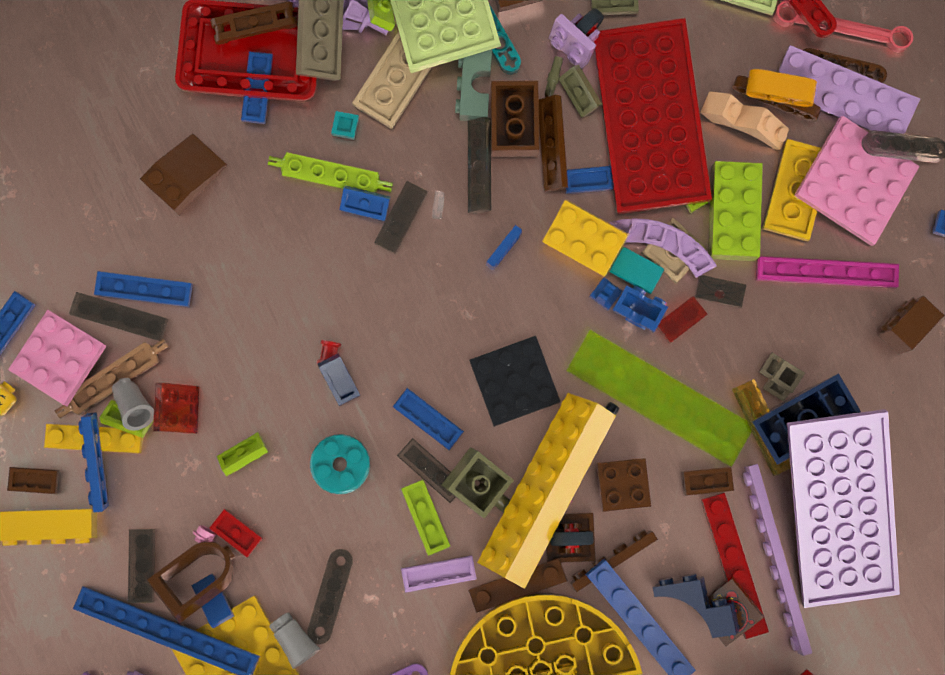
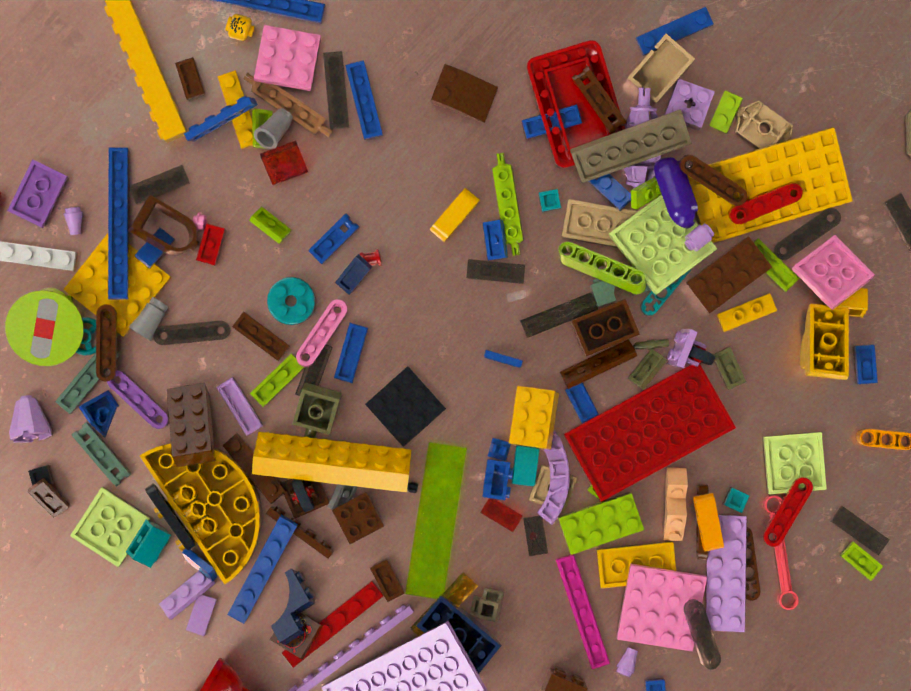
camera: 70 degrees right, 5 degrees up
(288, 388) = (333, 239): none -> blue plate
(317, 237) = (454, 214): none -> yellow beam
(363, 51) = (612, 191): none -> blue plate
(366, 516) = (261, 336): none -> reddish brown plate
(391, 443) = (321, 333): none -> bright pink plate
(438, 639) = (190, 425): none -> reddish brown brick
(456, 88) = (608, 274): none -> lime beam
(589, 494) = (341, 495): none -> light grey plate
(766, 51) = (736, 500): none -> teal plate
(905, 243) = (627, 663): none -> lavender cone

